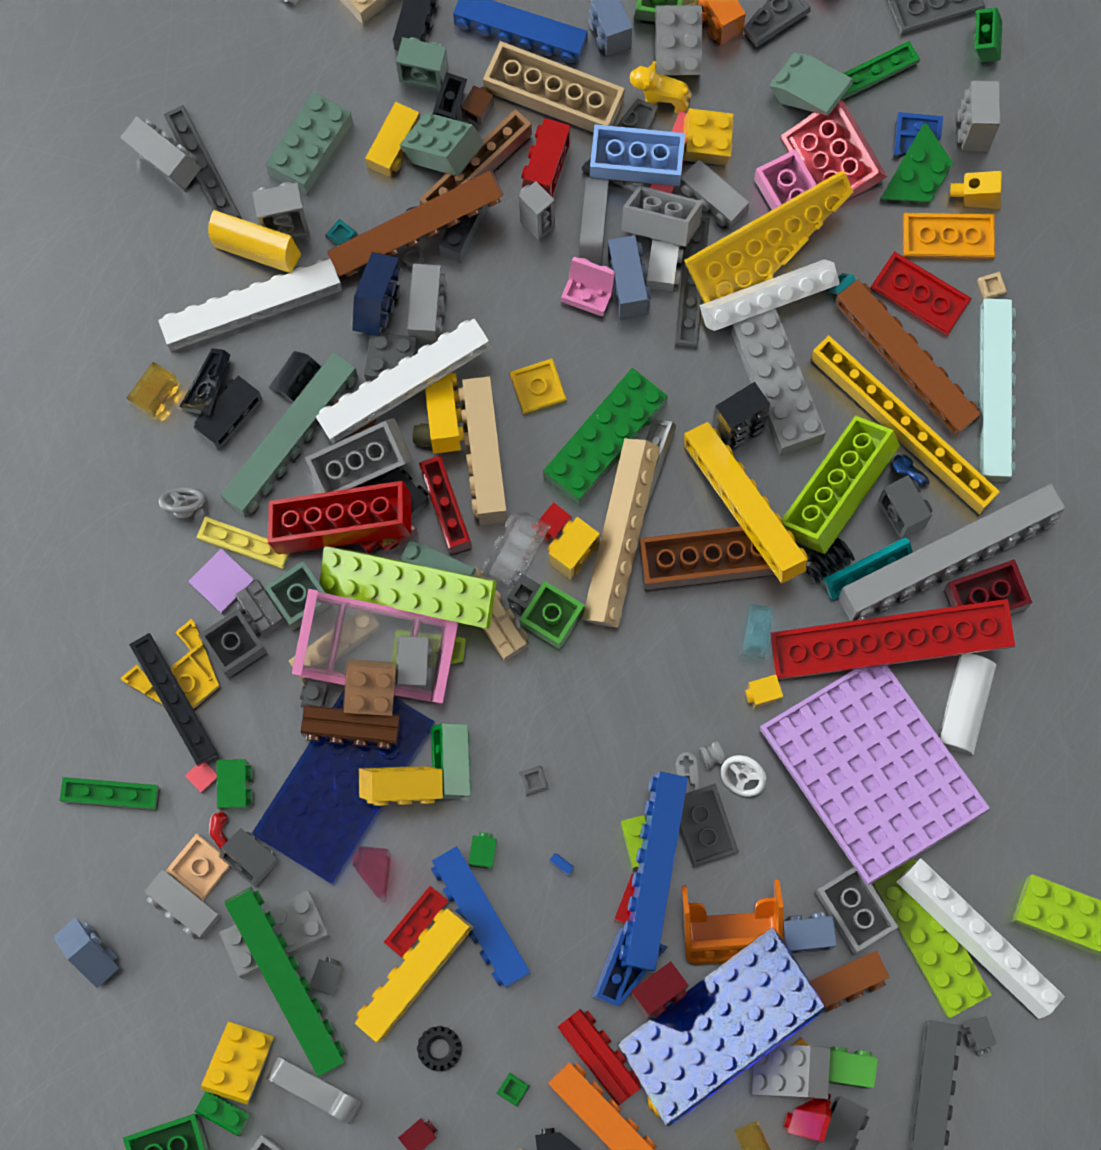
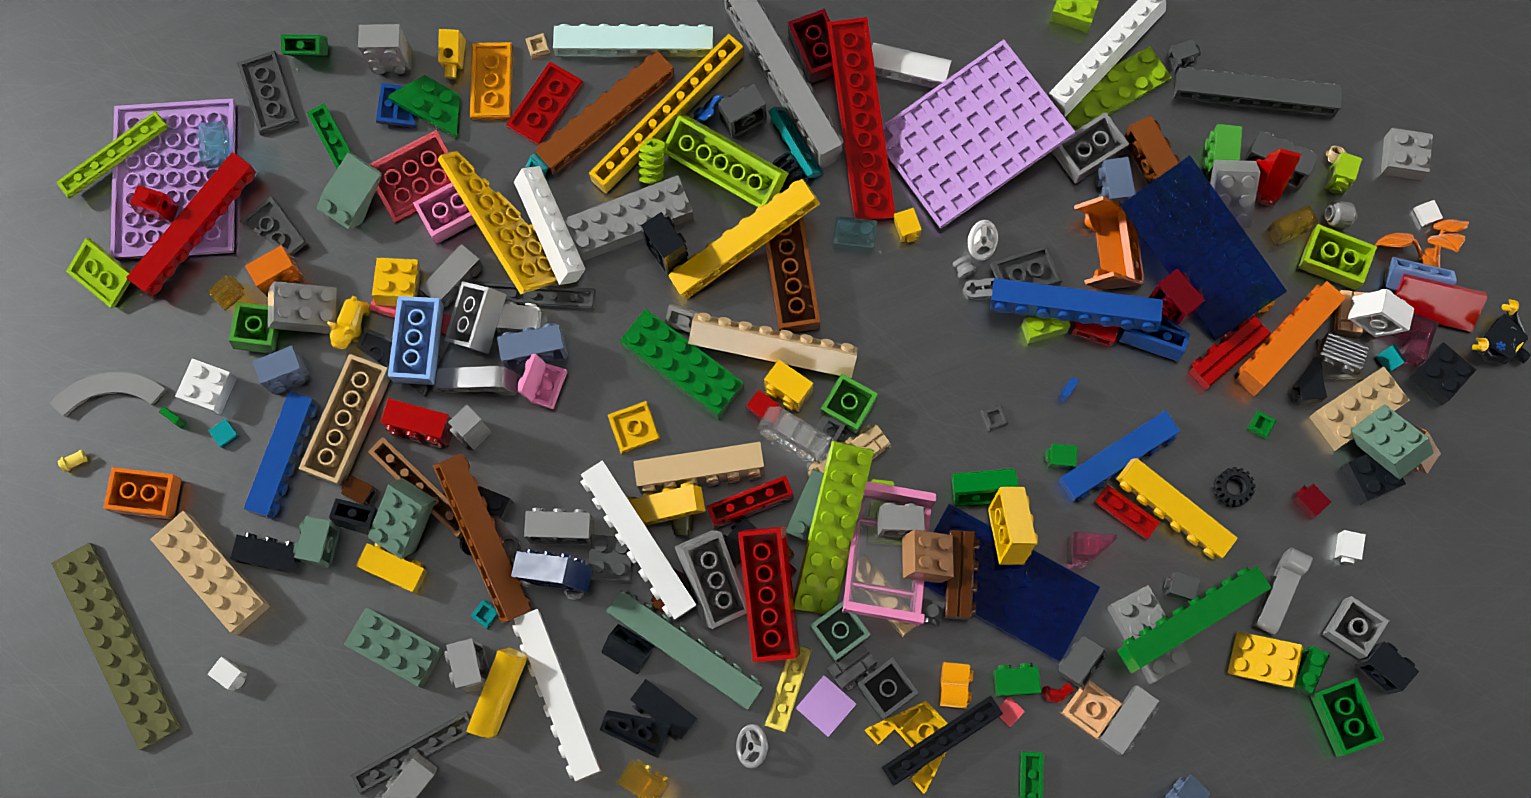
camera: 90 degrees left, 0 degrees up
(233, 717) = (954, 685): none -> light orange brick
(842, 404) = (652, 161): none -> lime piece

